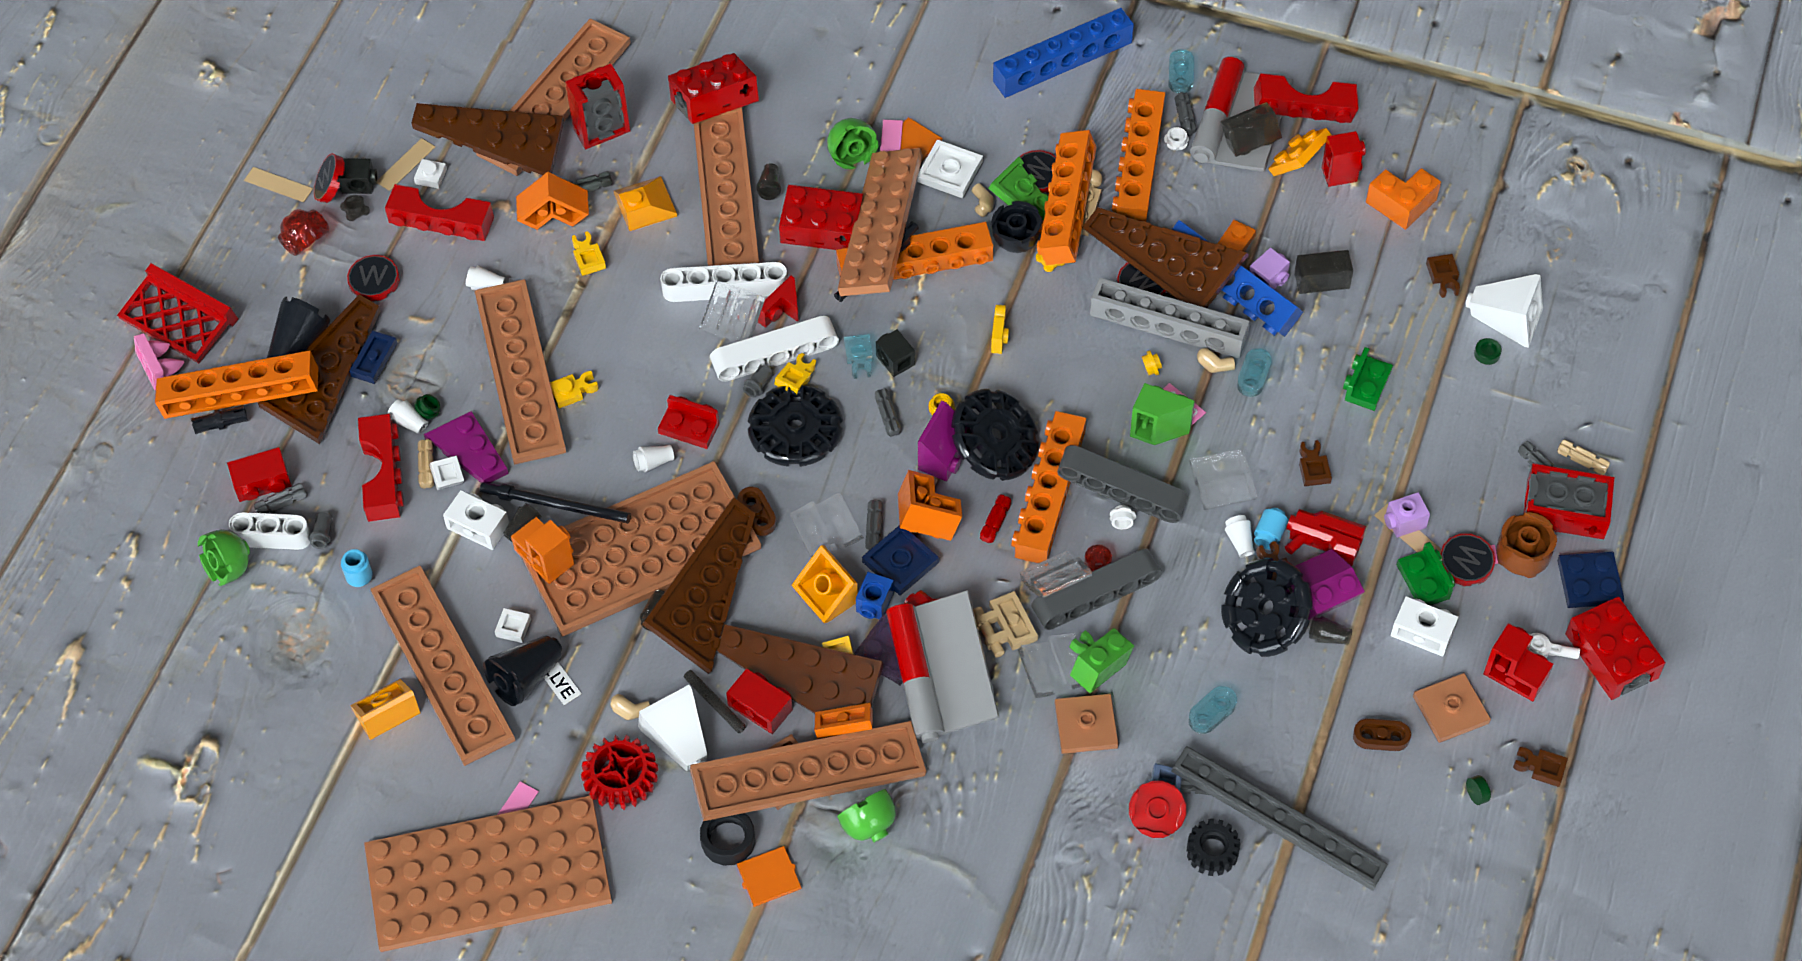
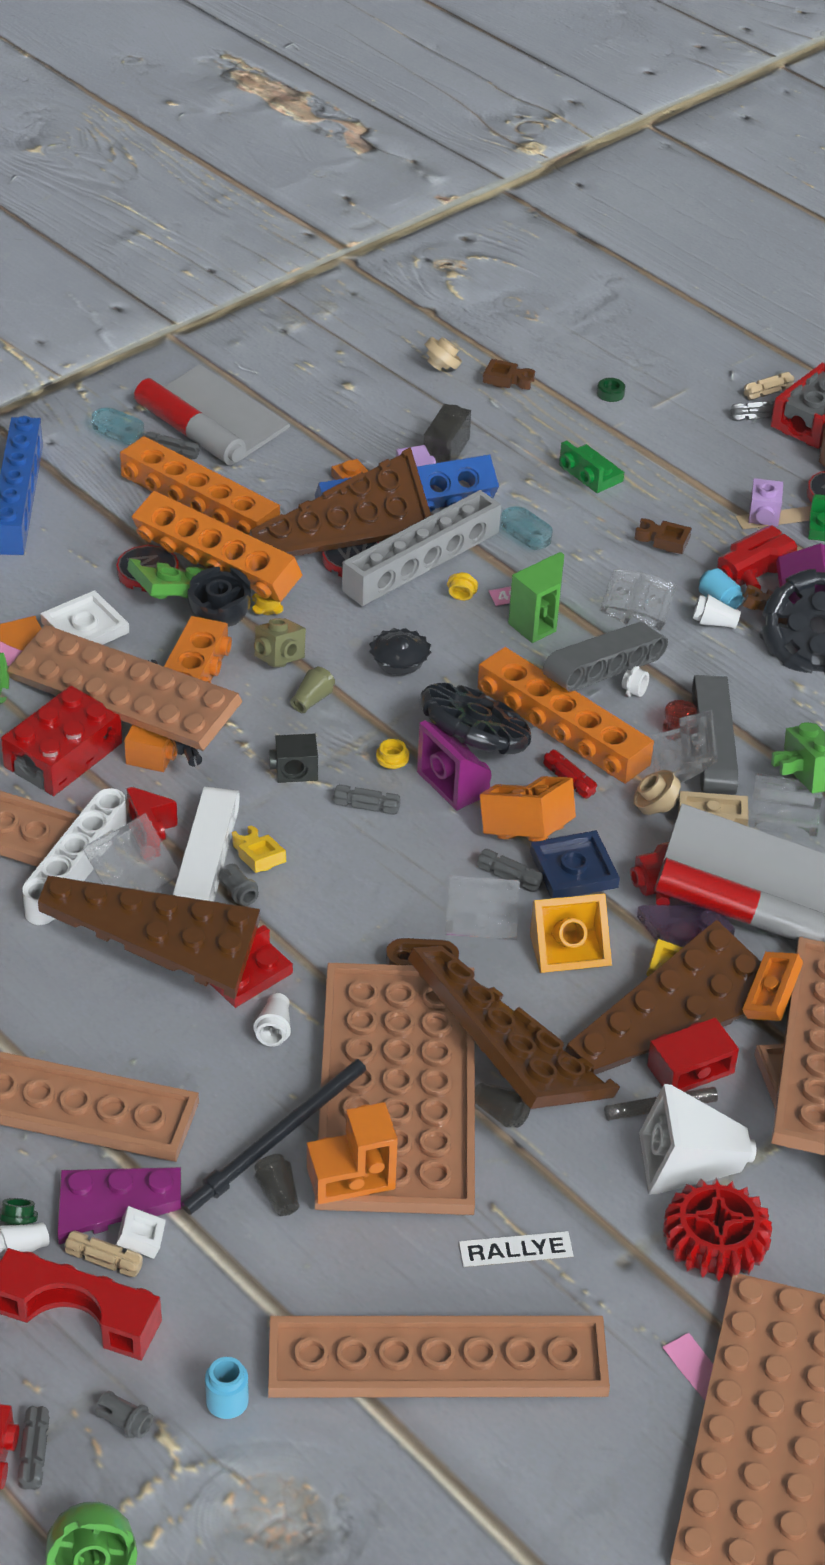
camera: 65 degrees left, 15 degrees down
(283, 530) = (85, 1456): white beam -> none
(386, 708) = (465, 1446): light orange slope -> none
(484, 531) = (240, 1228): white brick -> none
(512, 625) = (428, 1255): white plate -> none
(522, 668) = (512, 1267): black cone -> none
(568, 390) = (109, 1054): yellow plate -> none
(626, 708) = (625, 1188): tan arm -> none
(676, 367) = (169, 930): none -> reddish brown wing
(795, 438) = (319, 856): black plate -> none
(859, 353) = (269, 786): clear light blue plate -> none
(874, 586) = (621, 900): blue brick -> none
(974, 328) = (314, 687): none -> olive cone
(986, 200) = (146, 616): tan arm -> none
(999, 333) = (340, 669): yellow plate -> none
(1001, 285) = (279, 642): none -> olive brick
(1002, 578) = (657, 792): none -> tan plate
(1046, 358) = (400, 650): none -> black piece
(1176, 139) = (201, 457): white plate -> none
(1214, 363) = (490, 549): tan arm -> none
(1251, 129) = (247, 400): clear smoke brick -> none
(1299, 152) = (297, 388): light orange plate -> none
(1335, 104) = (224, 372): red arch -> none
(1342, 158) = (331, 367): red brick -> none
(1401, 200) = (401, 359): orange brick -> none
(1432, 219) = (442, 353): none -> tan plate
(1509, 306) = (583, 349): white slope -> none

